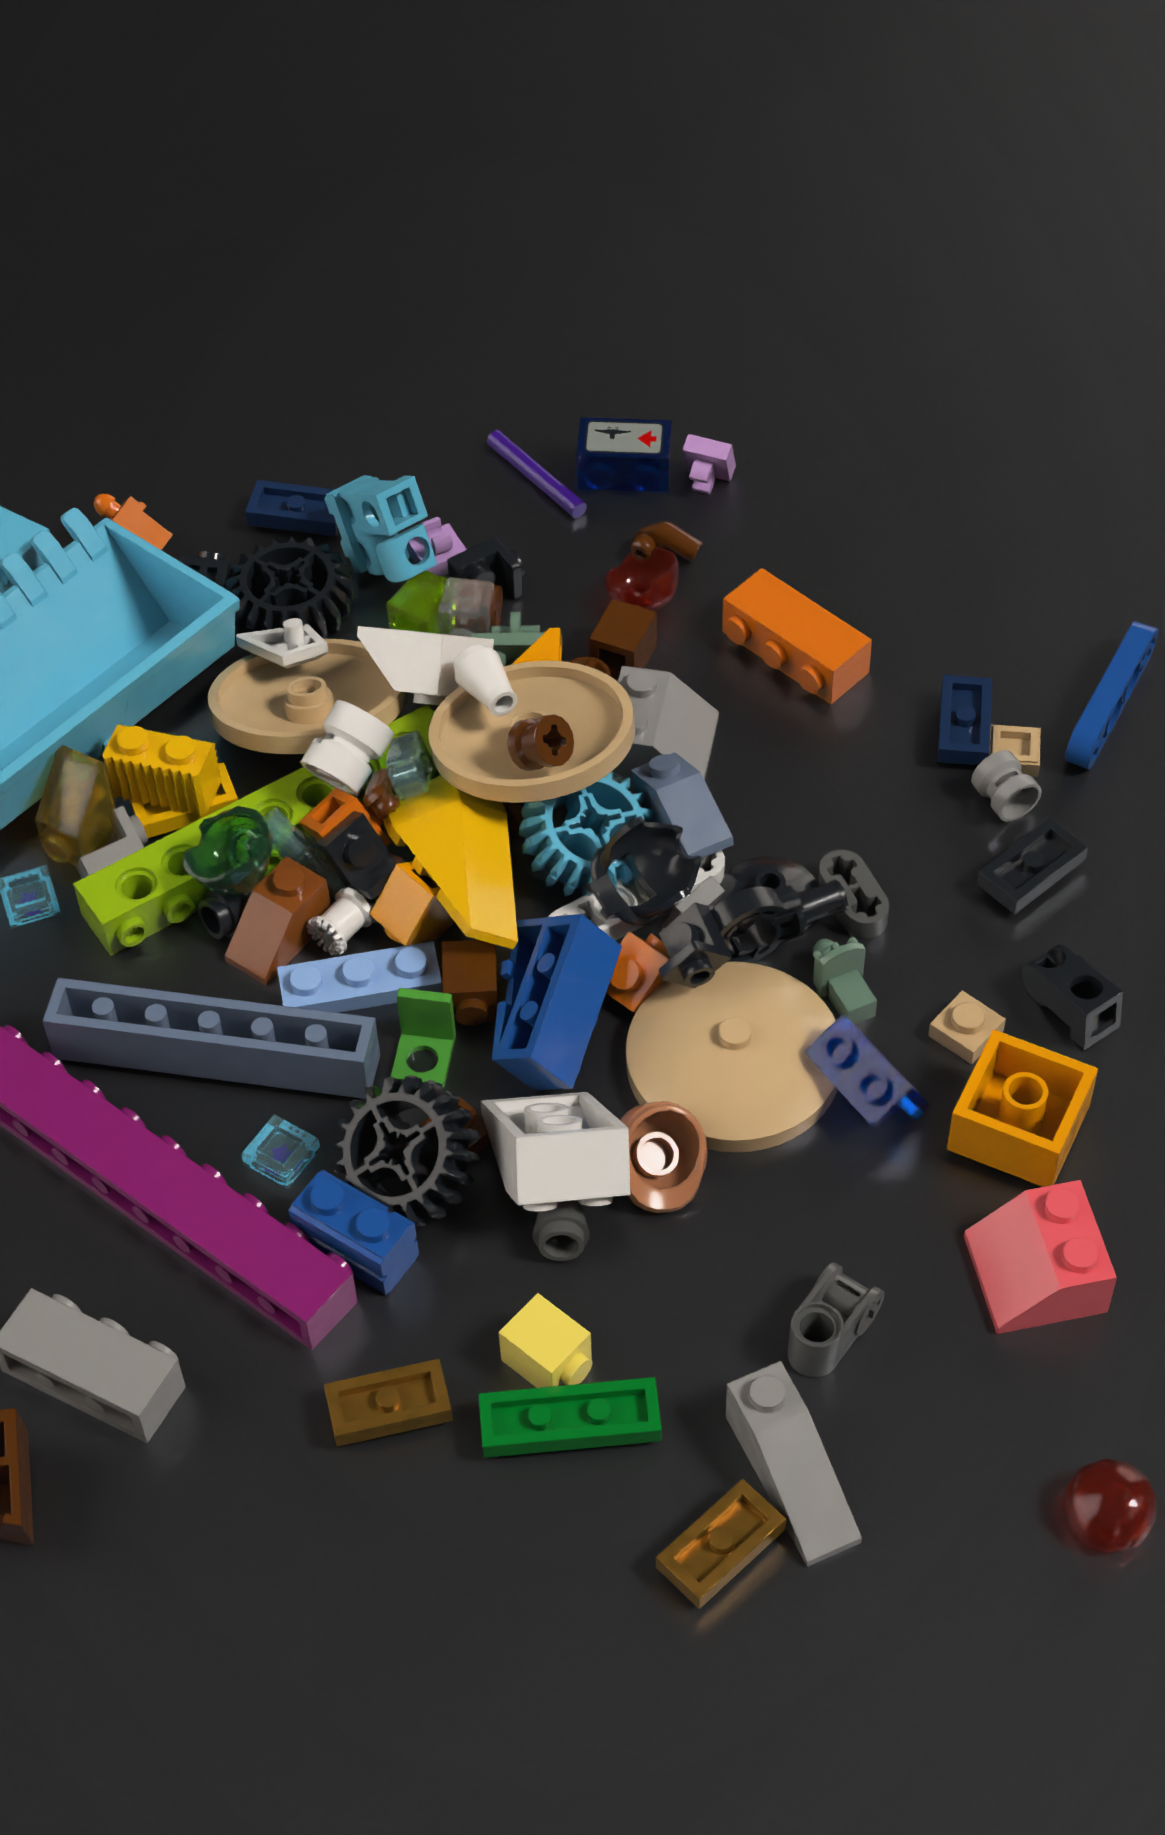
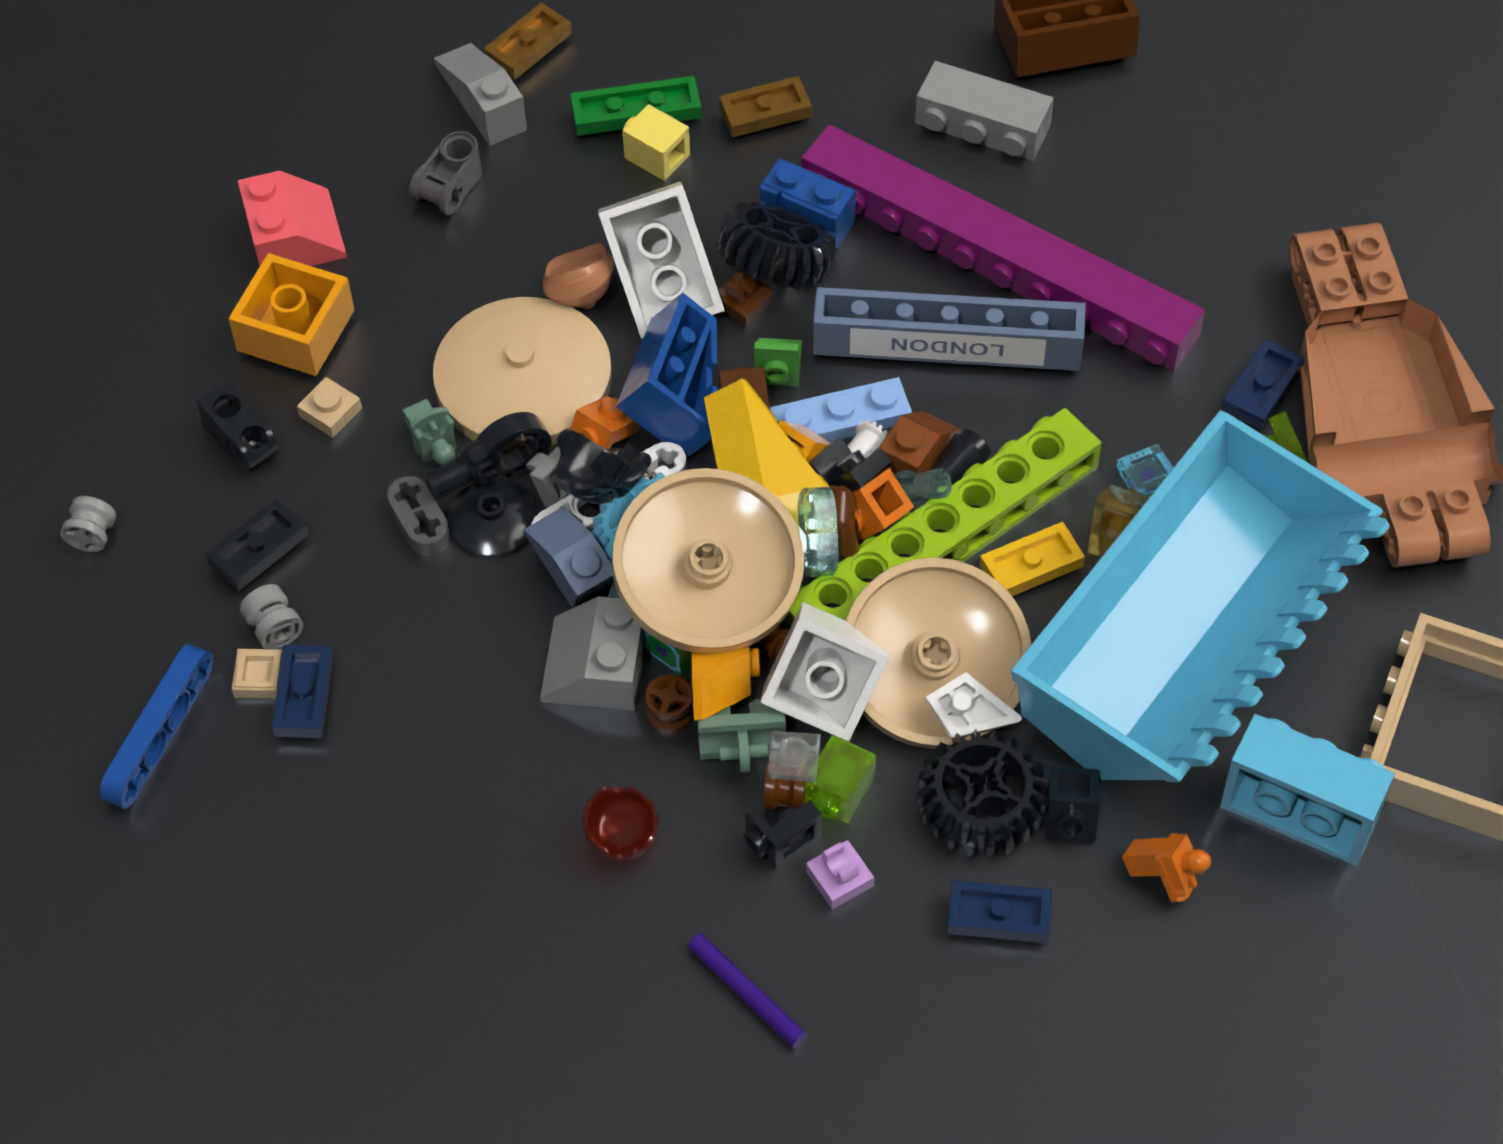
camera: 175 degrees right, 5 degrees up
(131, 839) = (1076, 495): light grey bracket -> none
(162, 769) = (1050, 544): yellow brick -> none
(231, 851) = (963, 439): clear green hair -> none
(280, 1151) = (879, 273): clear light blue tile -> none
(347, 748) = (876, 536): white wheel -> none
(369, 520) = (901, 831): medium azure hips -> none
(484, 677) = (755, 591): white cone -> none
(540, 742) = (694, 511): reddish brown wheel -> none
(624, 454) = (648, 1000): clear blue brick -> none
(624, 637) = (635, 753): reddish brown brick -> none
(666, 536) = (597, 895): reddish brown arm -> none
(693, 948) = (551, 402): black bracket -> none
(706, 461) = (555, 998): lavender tile -> none
(796, 636) = (464, 771): orange brick -> none
(864, 1073) = (410, 343): clear blue bracket -> none
(1110, 1506) = (262, 83): clear red hair -> none

